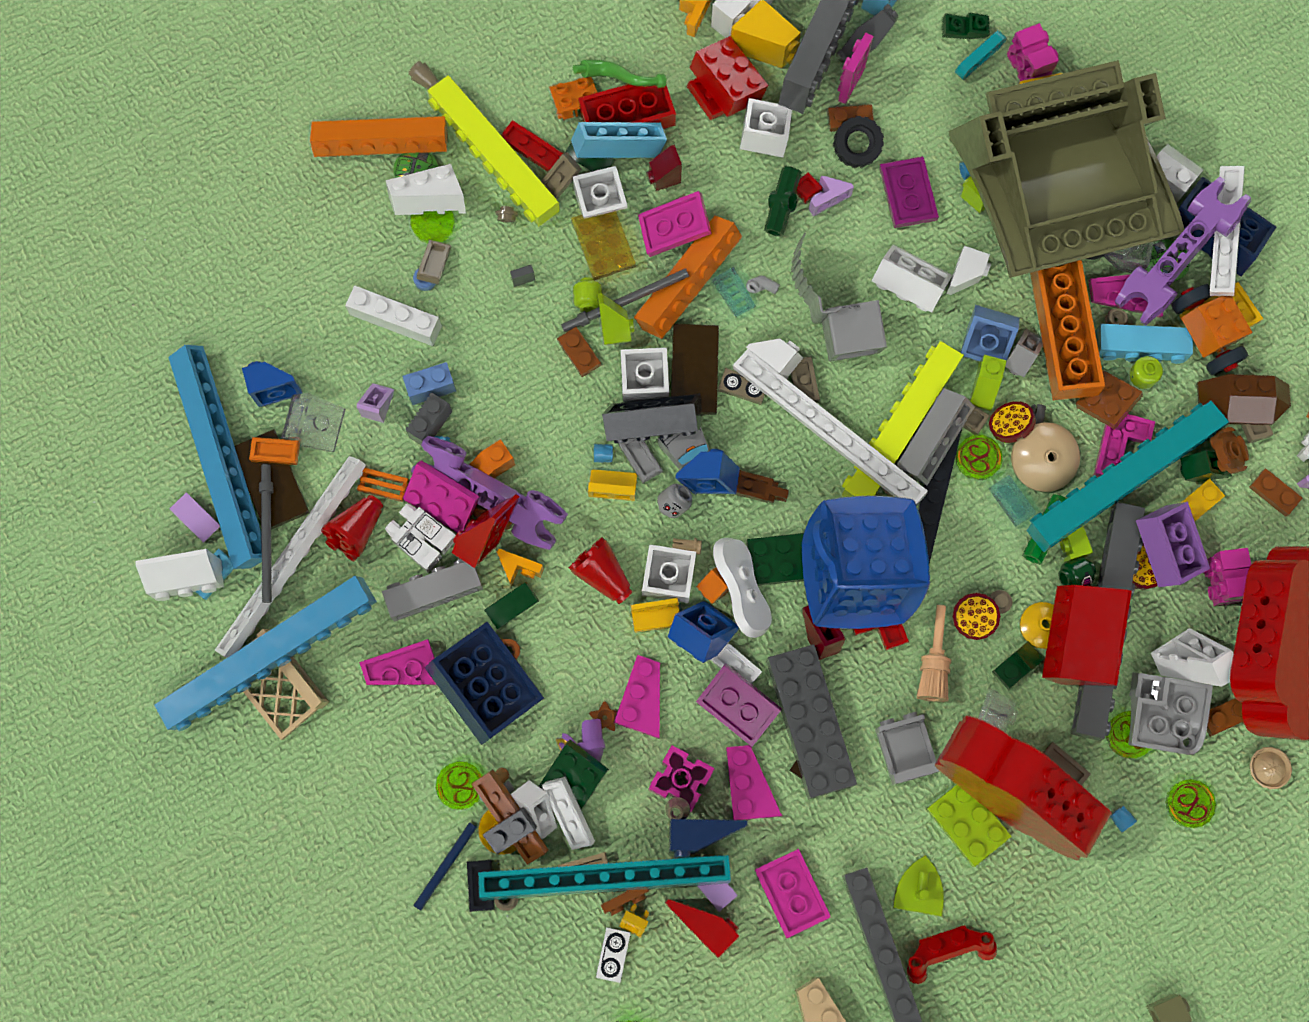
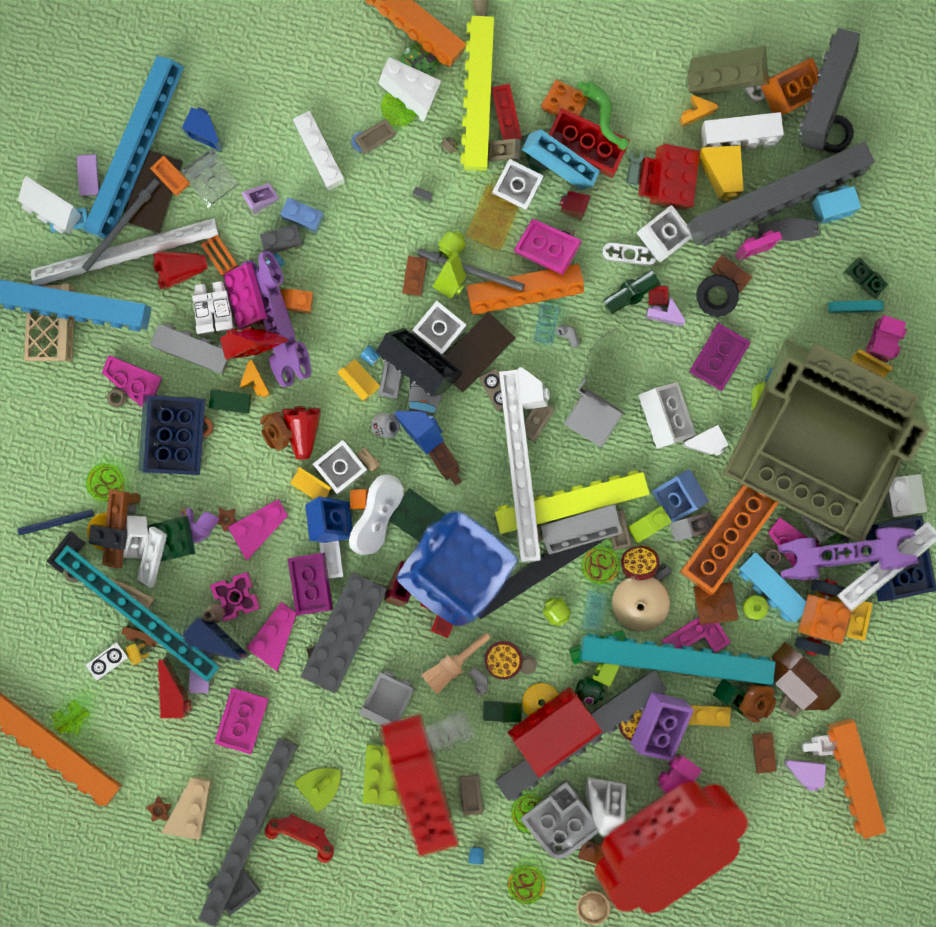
camera: 40 degrees right, 10 degrees up
(394, 696) = (110, 398): none -> dark tan plate
(589, 588) = (275, 431): none -> dark orange plate
(687, 101) = (634, 169): none -> sand green bar
(753, 165) = (643, 261): none -> white beam
(974, 654) = (481, 681): none -> light grey arm
(981, 530) = (556, 611): none -> lime head

